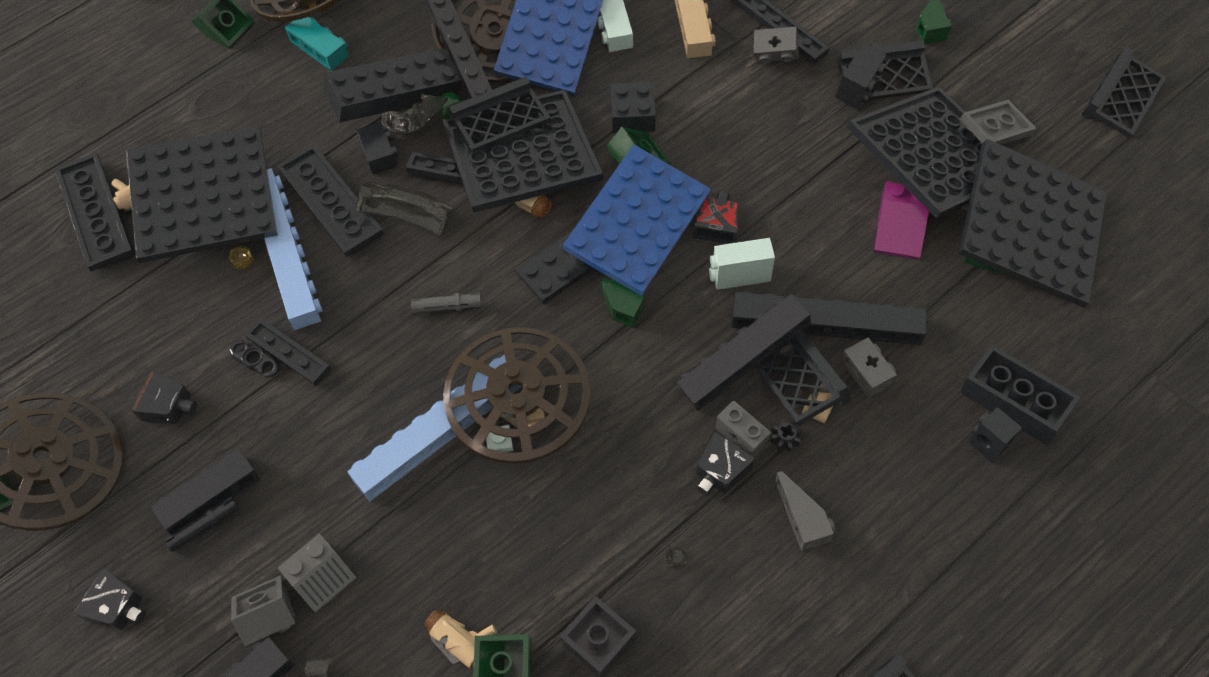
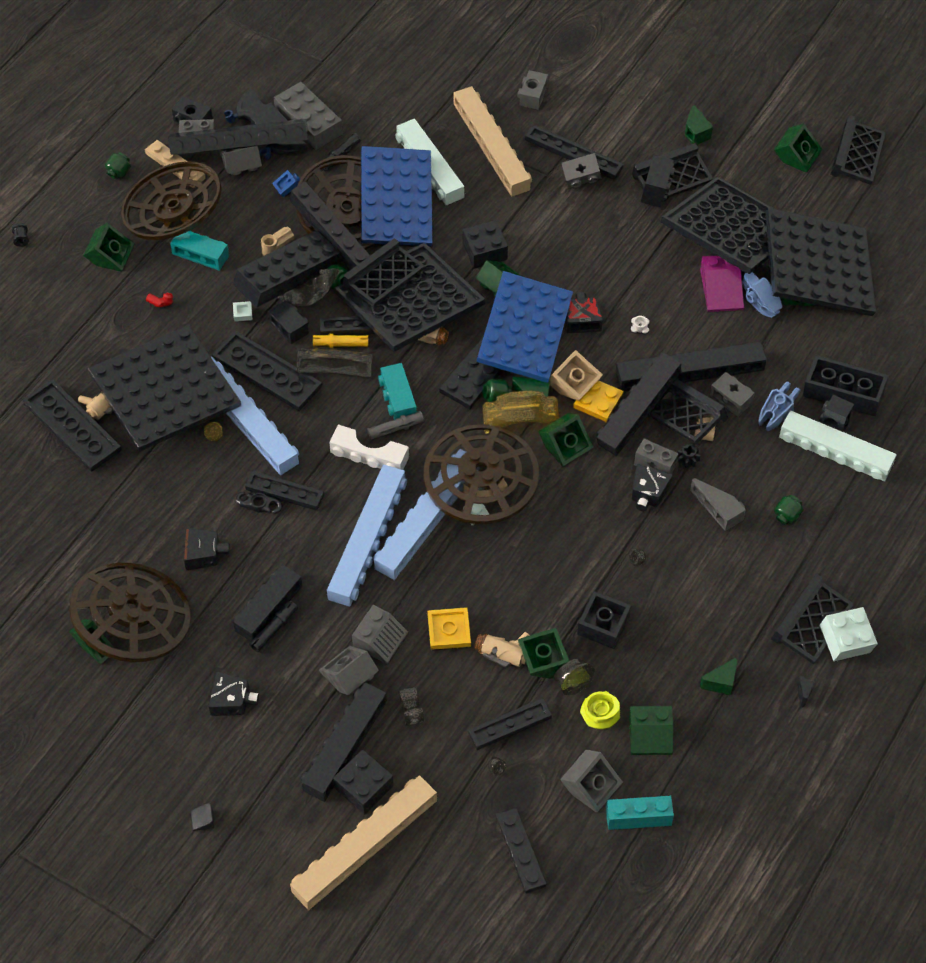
camera: 20 degrees left, 5 degrees down
(252, 92) = (166, 300): none -> red arm
(330, 124) = (242, 311): none -> light aqua plate
(355, 436) = (366, 536): none -> light blue brick
(393, 49) = (277, 240): none -> tan piece
(405, 589) = (449, 628): none -> yellow plate
(417, 181) = (340, 340): none -> yellow pin
(424, 341) = (346, 445): none -> white arch
(464, 261) = (397, 391): none -> teal brick
(580, 290) = (495, 388): none -> dark green head
(598, 321) = (520, 407): none -> clear yellow windscreen
(641, 373) = (566, 438): none -> dark green slope
(678, 296) = (574, 377): none -> tan slope
(700, 331) = (599, 401): none -> yellow plate
(742, 263) = (615, 341): light aqua brick -> none
(787, 244) = (640, 320): none -> white plate
(892, 547) = (788, 509): none -> dark green head
(922, 400) = (778, 406): none -> medium blue hinge
(944, 247) = (760, 295): none -> medium blue hinge
(986, 475) = (837, 446): none -> light aqua brick
(998, 123) = (771, 194): dark grey plate -> none
(1050, 73) = (798, 148): none -> dark green slope

